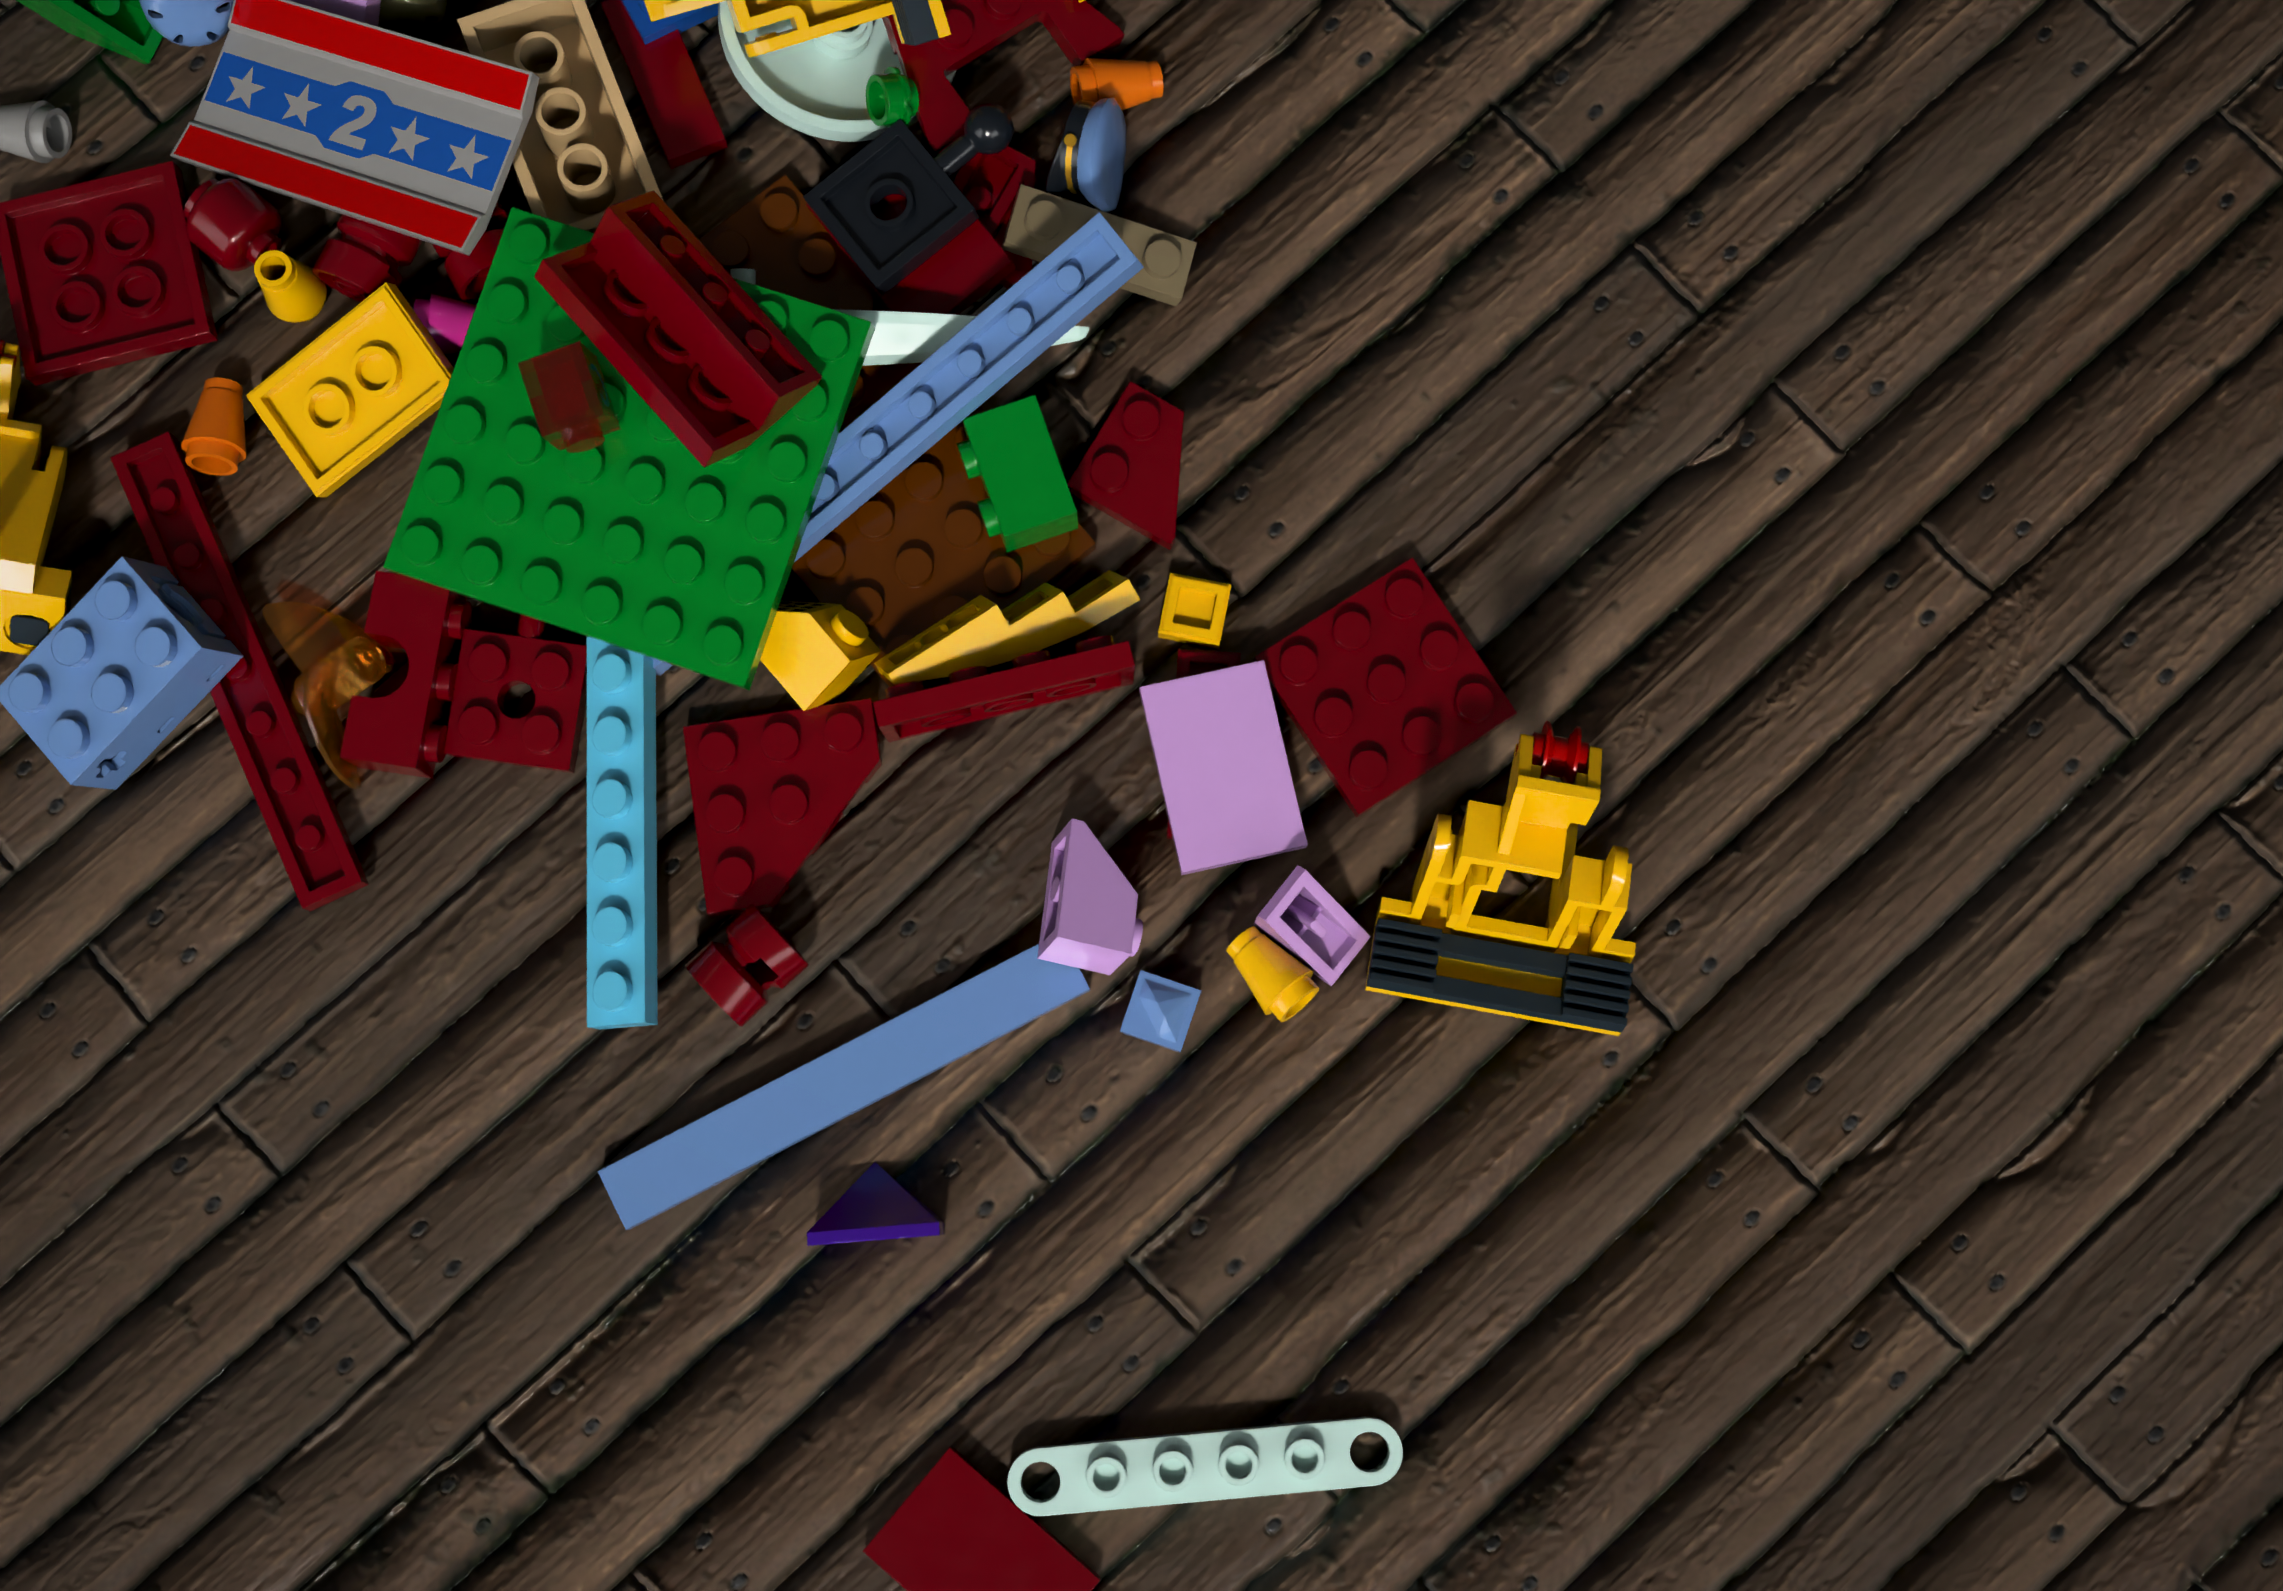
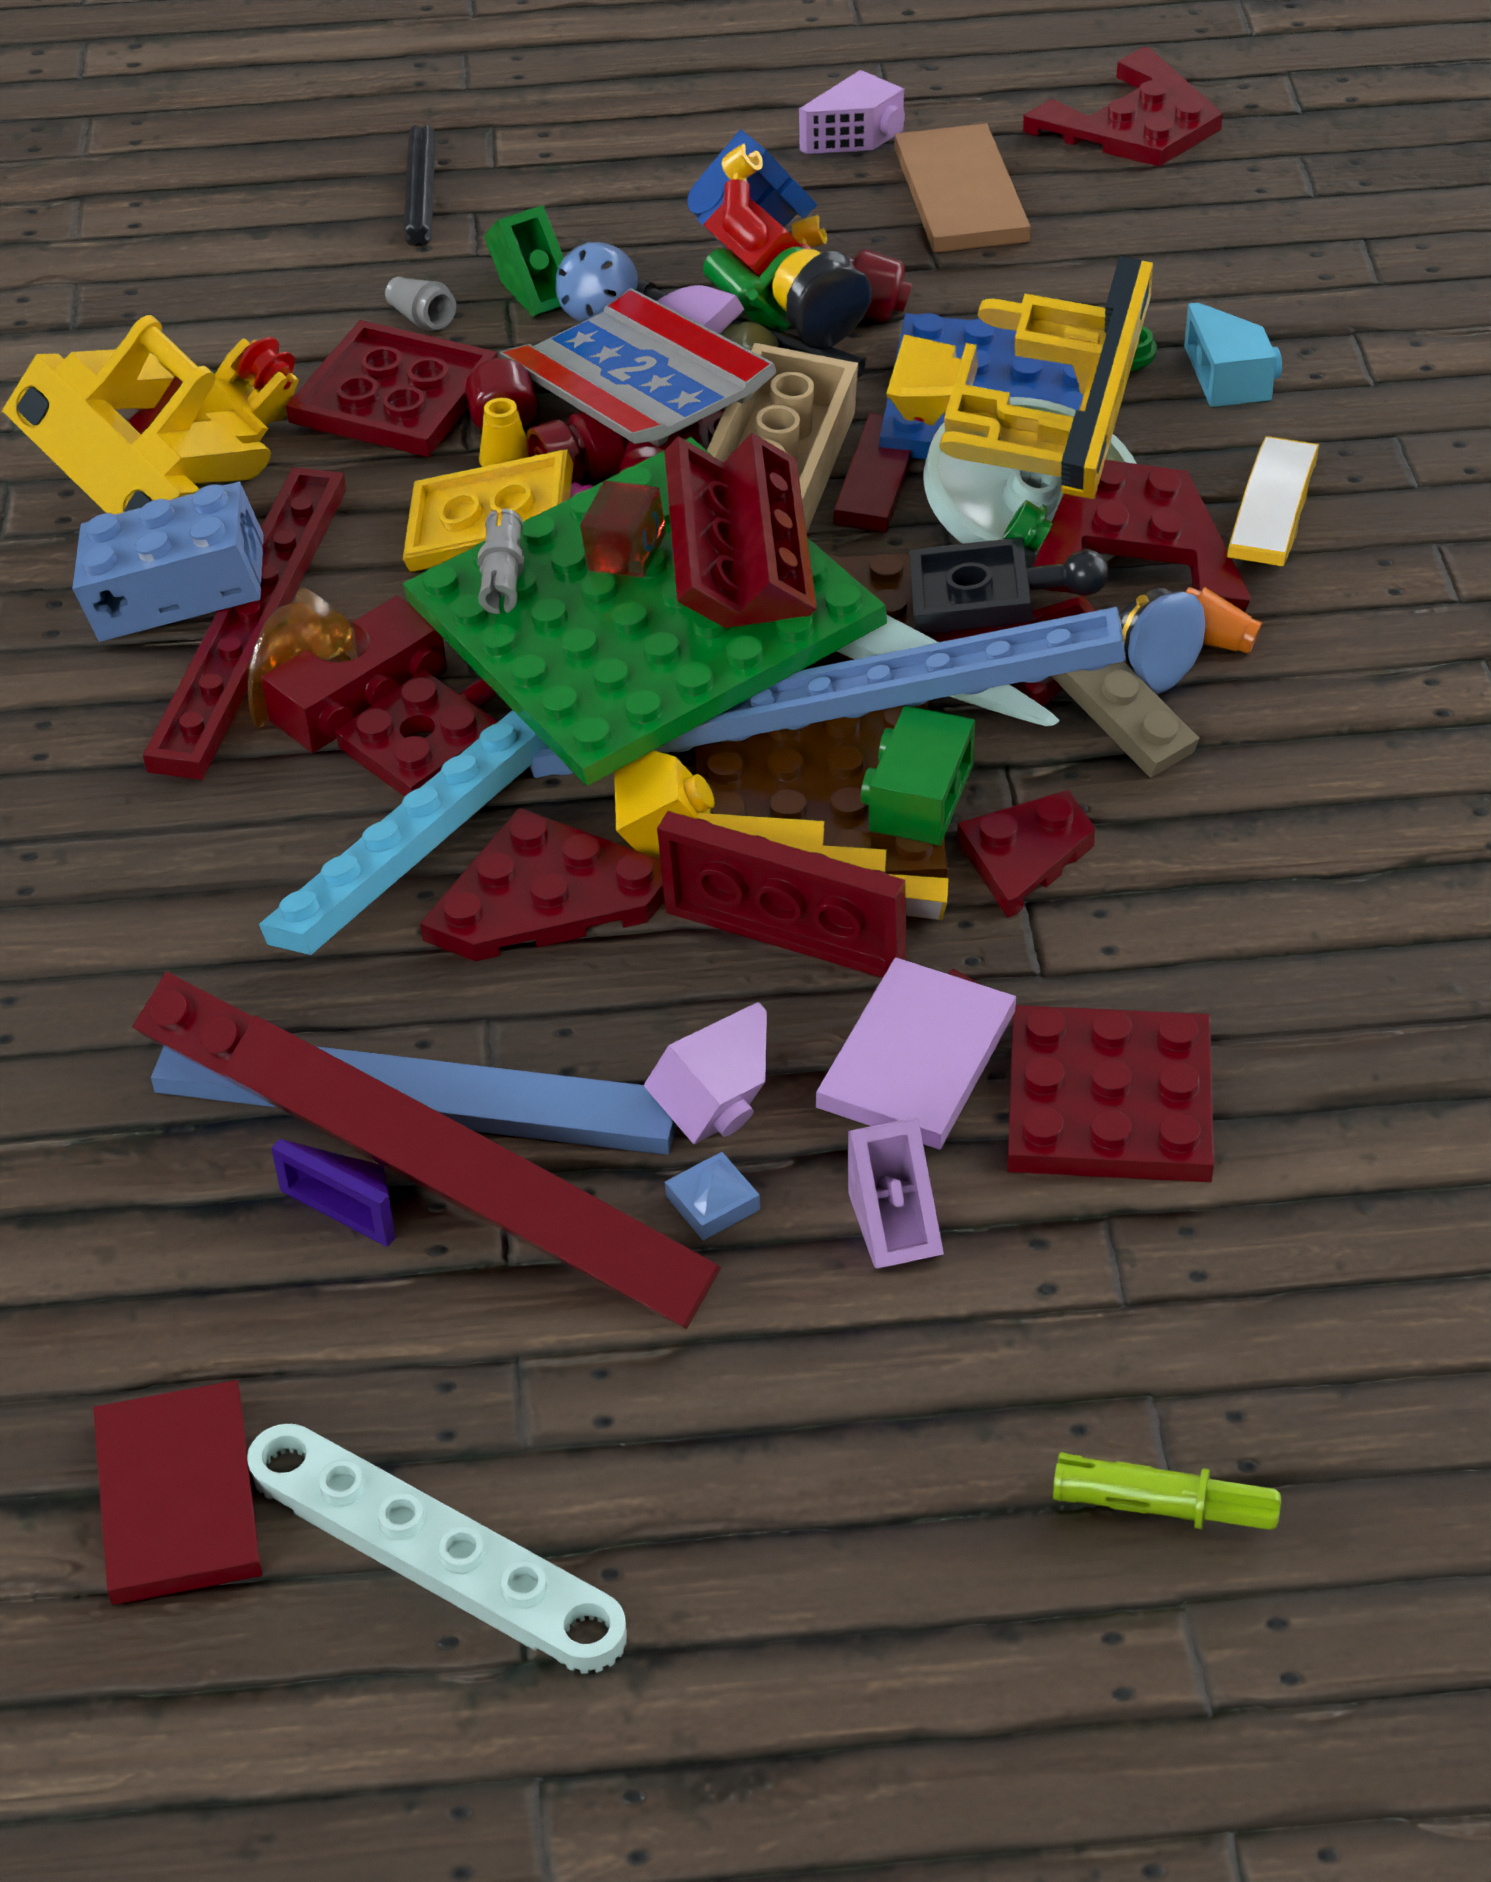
camera: 40 degrees right, 35 degrees down
(217, 429) = (375, 492): orange cone -> none
(474, 500) = (500, 561): none -> light grey pin
(744, 989) = (392, 961): dark red wheel -> none
(900, 1147) = (429, 1149): none -> dark red slope
(1194, 611) = (991, 956): yellow tile -> none
(1272, 974) = (831, 1222): yellow cone -> none
(1551, 974) = (1001, 1279): yellow container -> none
(1682, 1043) = (1164, 1492): none -> lime axle

